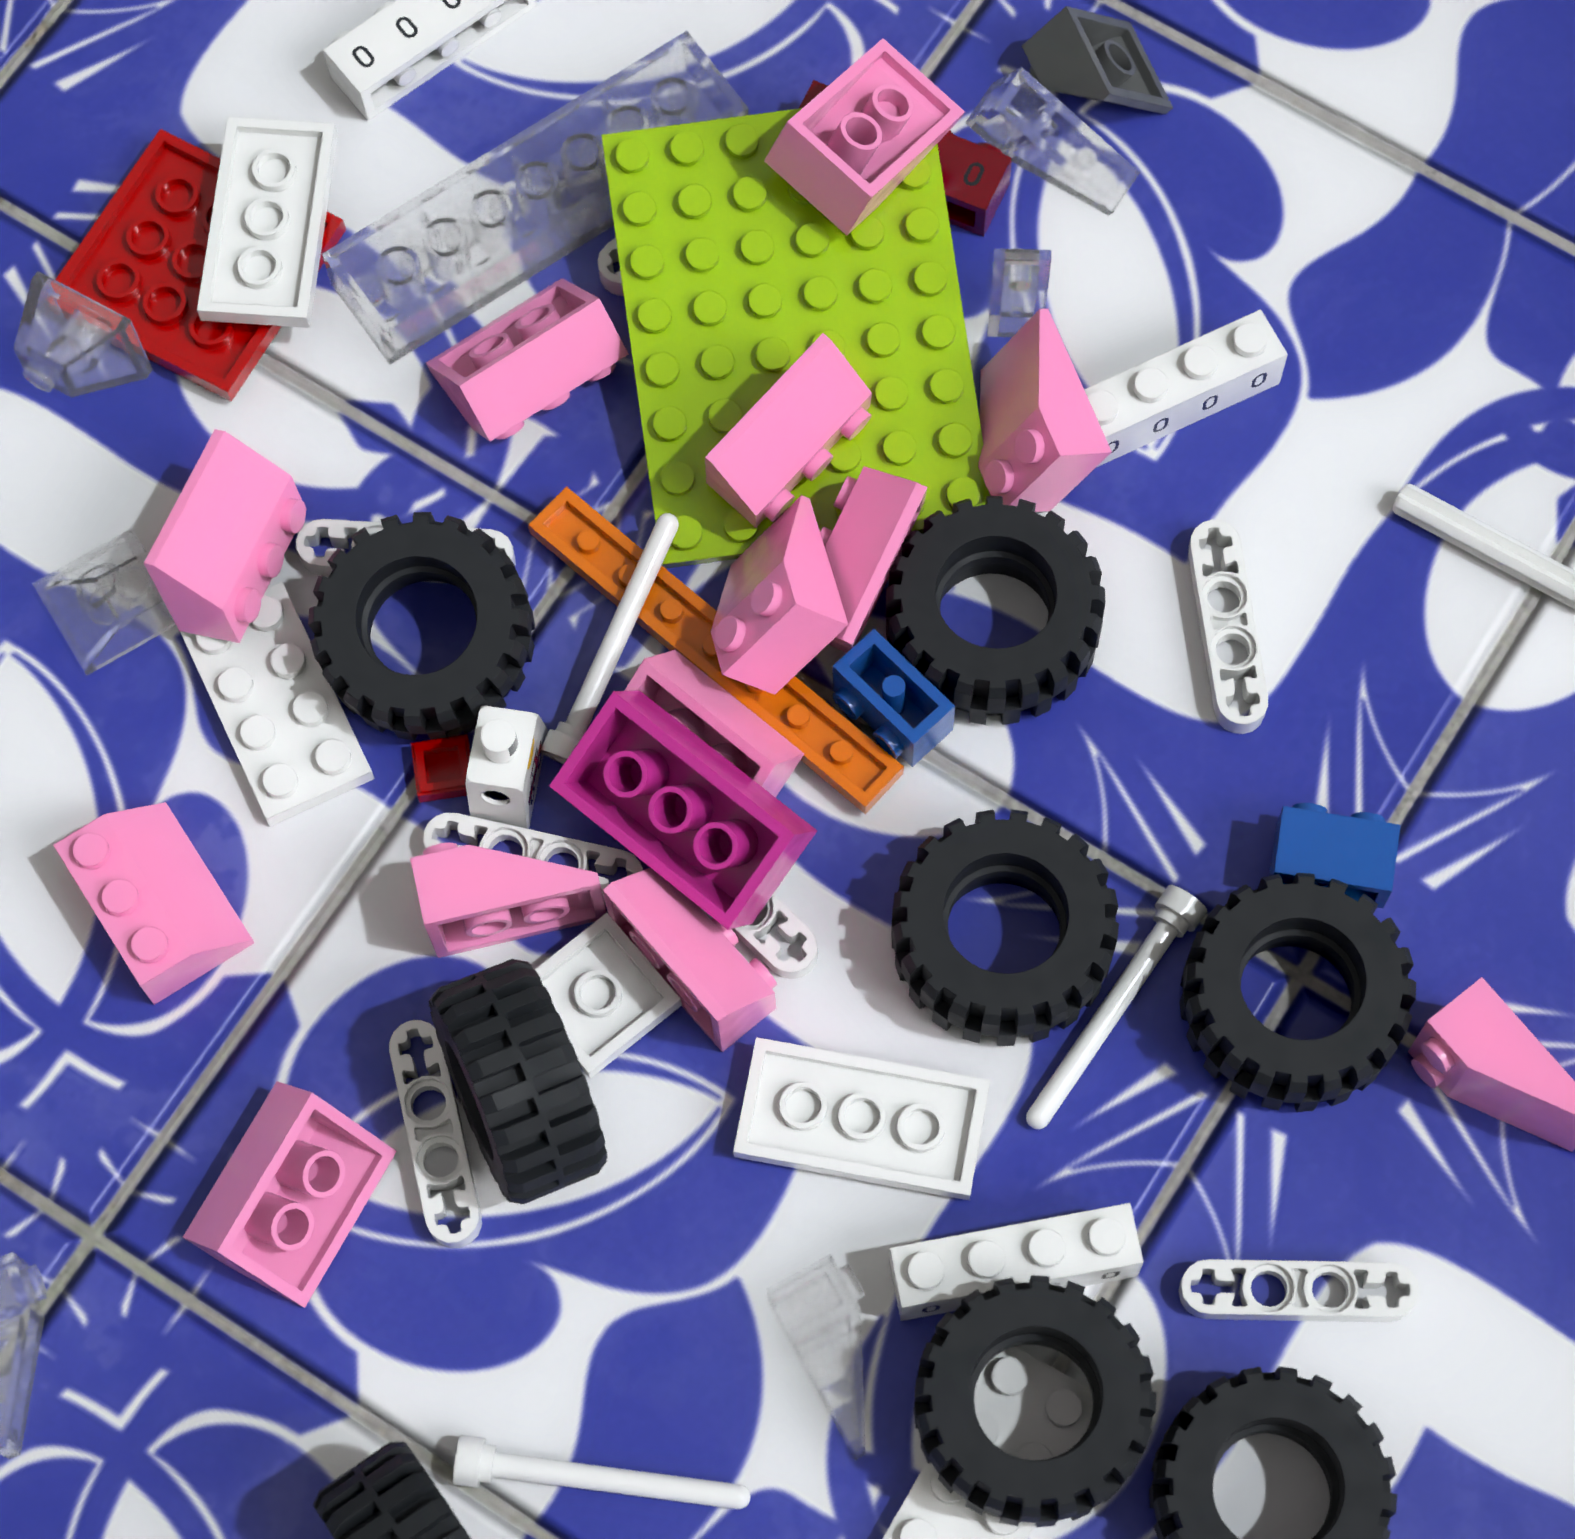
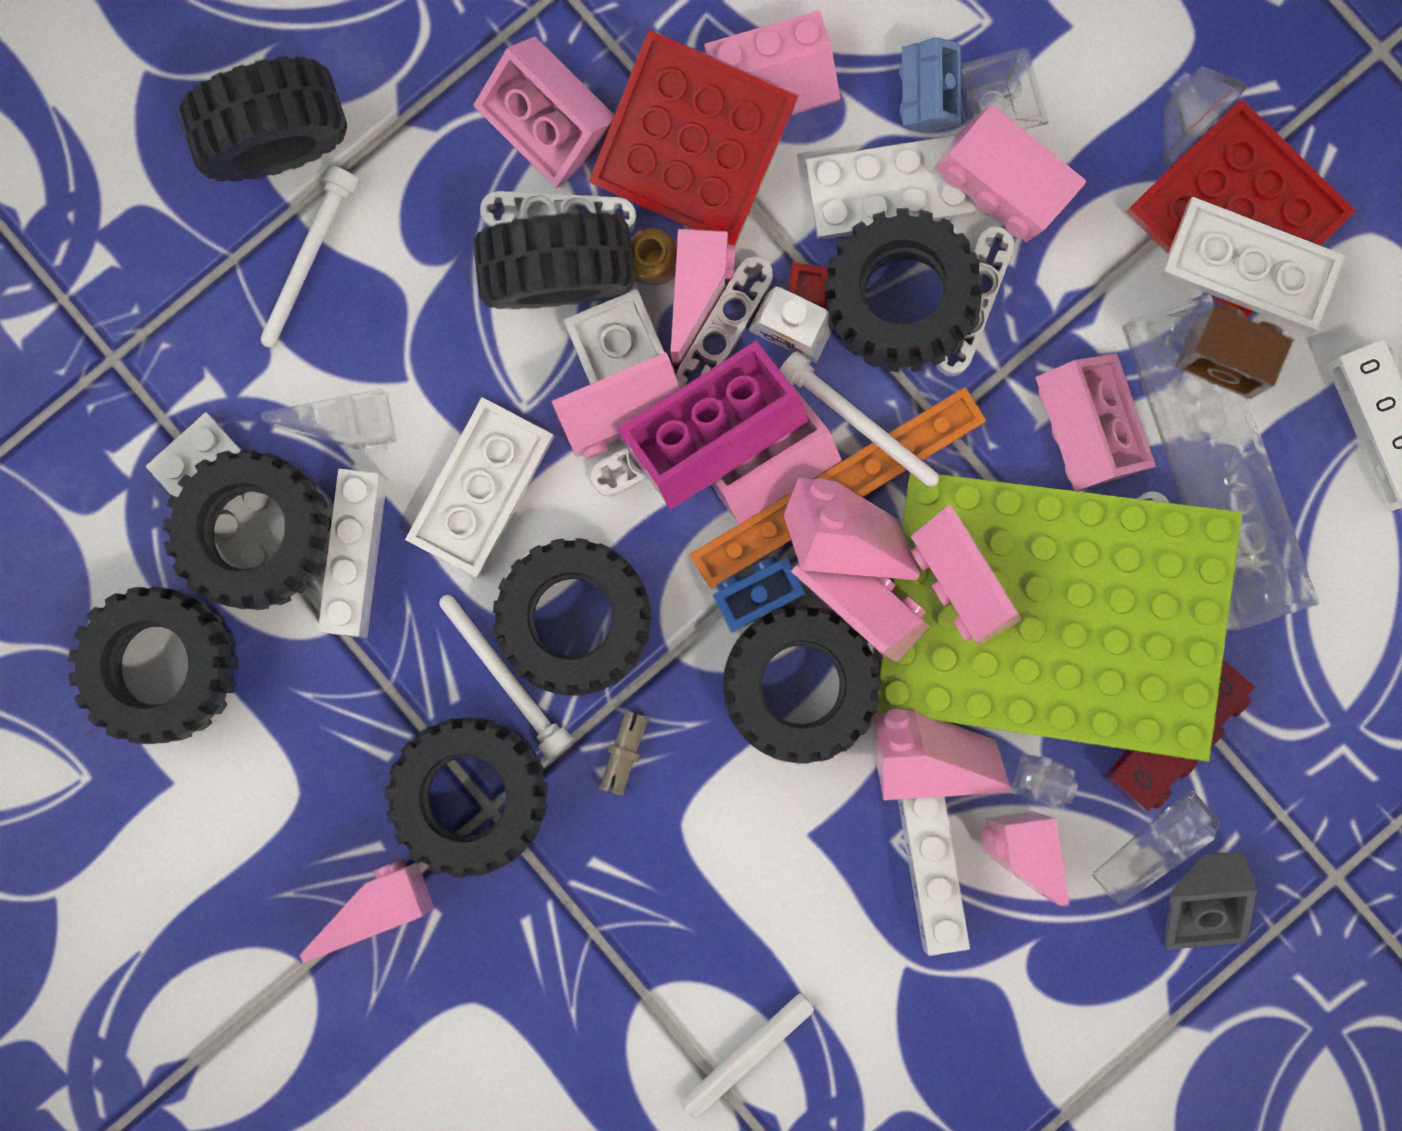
camera: 105 degrees right, 15 degrees up
(122, 680) = (931, 85): none -> medium blue brick
(280, 965) = (692, 137): none -> red plate
(398, 189) = (1234, 351): none -> reddish brown brick
(458, 958) = (654, 256): none -> pearl gold head
(862, 135) = (1180, 699): bright pink slope -> none
(1111, 268) = (1029, 850): none -> bright pink slope
(1162, 817) = (623, 753): none -> dark tan pin
(1224, 626) = (749, 840): white beam -> none
(1298, 1282) = (286, 733): white beam -> none
(1340, 847) = (555, 857): blue brick -> none

